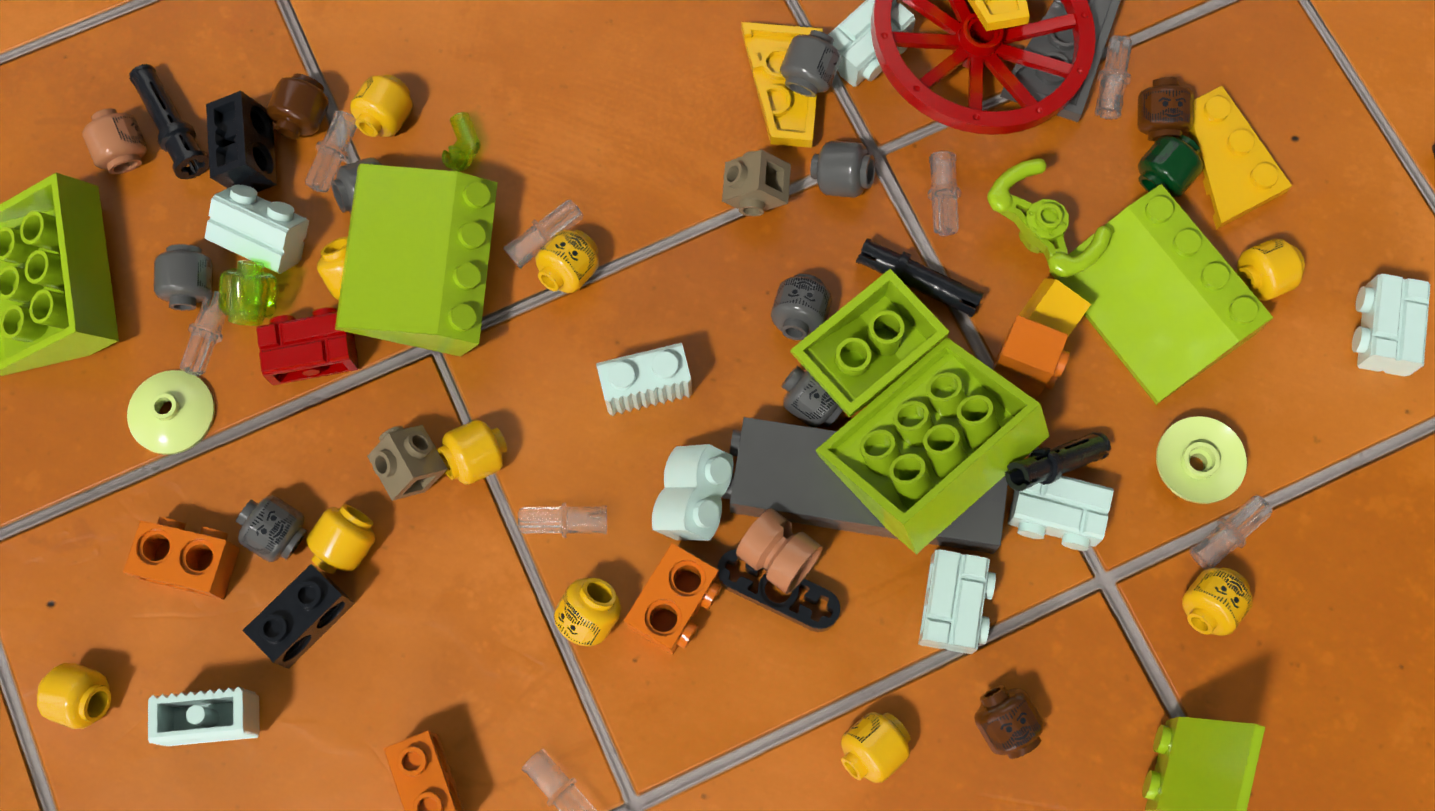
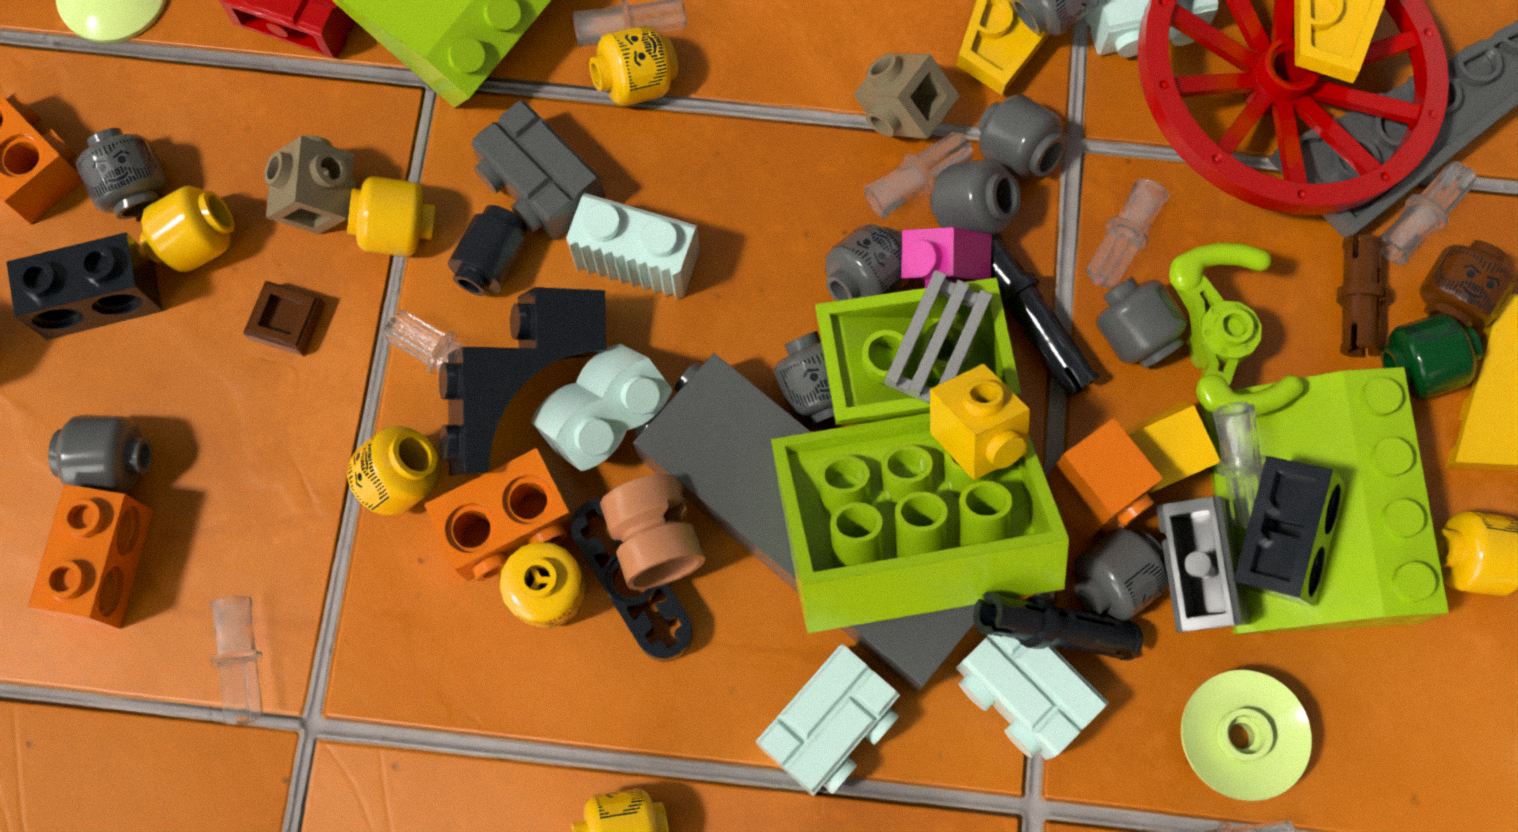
camera: 30 degrees right, 0 degrees up
(385, 717) = (100, 453): none -> dark grey head
(442, 559) = (284, 318): none -> reddish brown tile
(548, 367) = (534, 169): none -> dark grey brick
(551, 436) = (488, 250): none -> black brick
(614, 522) = (483, 380): none -> black arch
(729, 642) = (522, 580): none -> yellow head
(792, 228) = (916, 174): none -> clear axle
(840, 225) = (975, 197): none -> dark grey head
(848, 273) = (950, 250): none -> dark pink brick
(876, 292) = (957, 295): none -> light grey tile
(940, 364) = (979, 421): none -> yellow brick
(988, 244) = (1141, 322): none -> dark grey head
(1072, 407) = (1120, 574): none -> dark grey head
(1103, 297) = (1240, 457): none -> clear axle
(1107, 151) = (1361, 296): none -> reddish brown pin
(1117, 373) = (1202, 564): none -> dark grey brick
(1157, 322) = (1290, 530): none -> black brick

